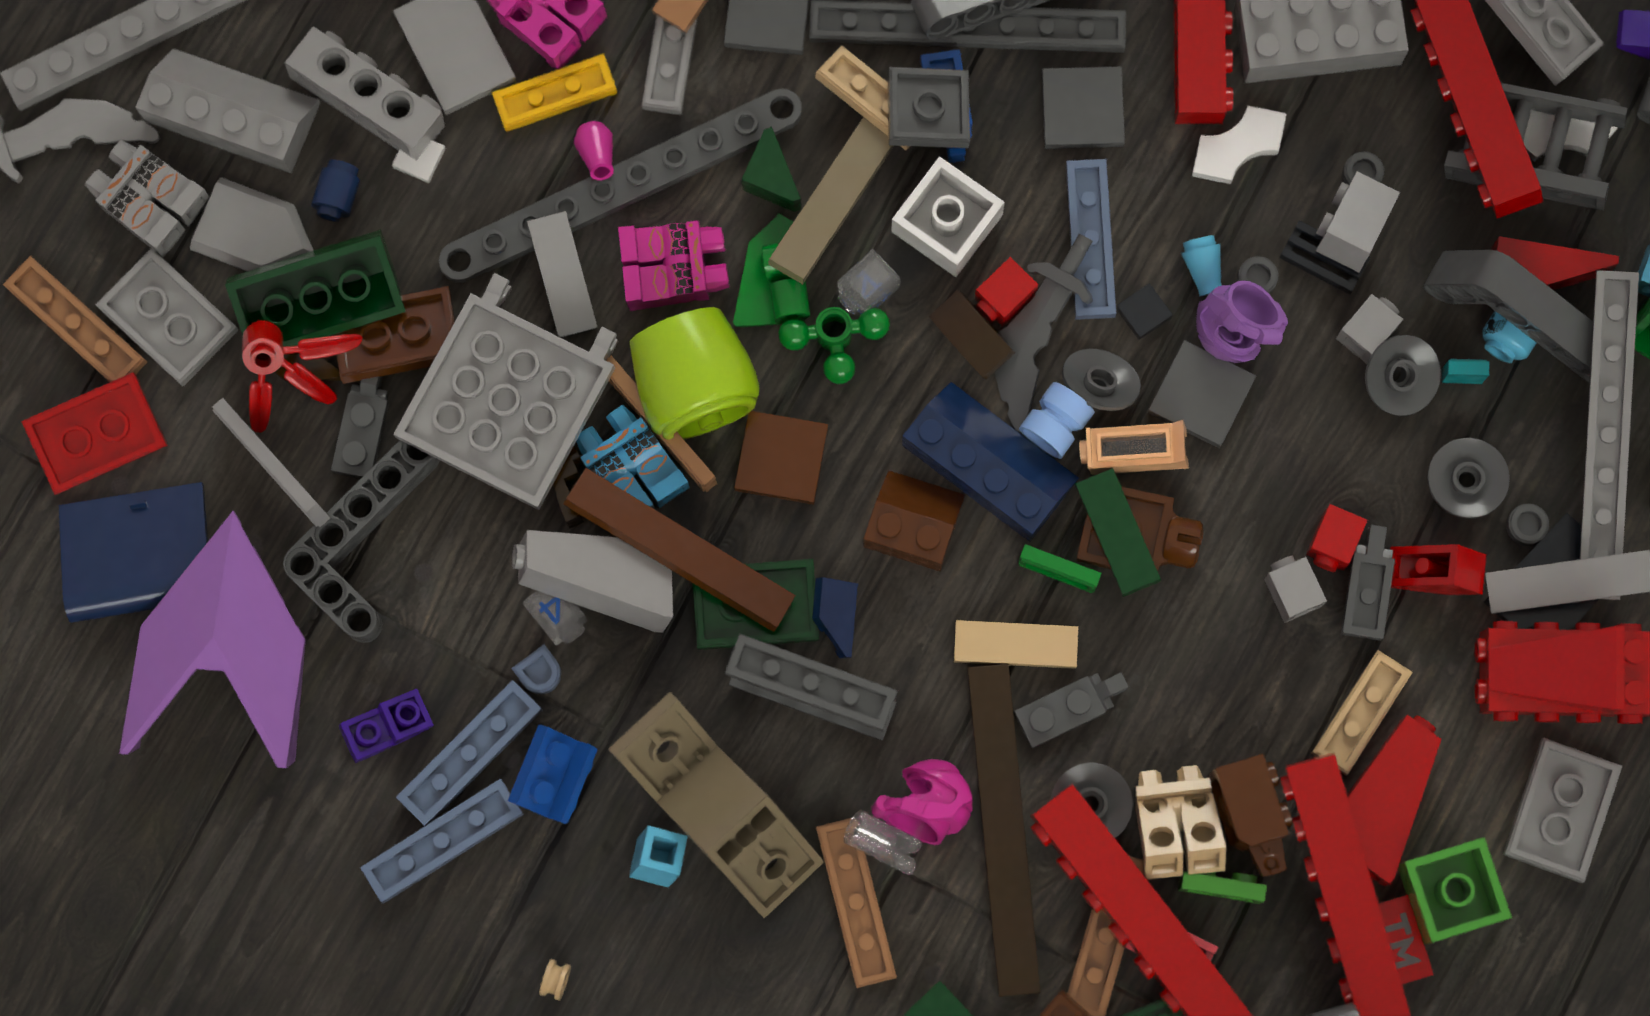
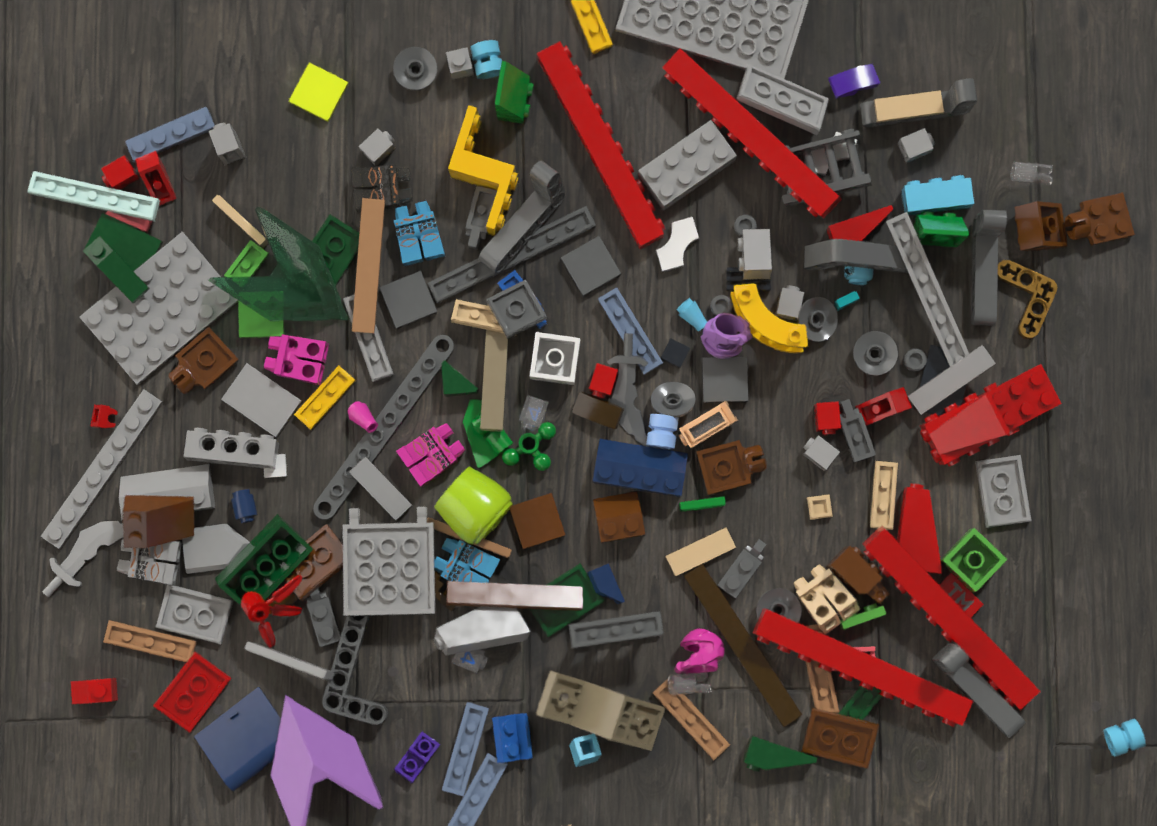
camera: 30 degrees left, 5 degrees up
(187, 134) = (156, 520): none -> reddish brown slope
(539, 671) = (476, 690): sand blue tile -> none
(1118, 532) = (721, 471): dark green tile -> none
(1246, 676) = (819, 507): none -> tan tile
(1312, 340) = (764, 325): none -> yellow fence

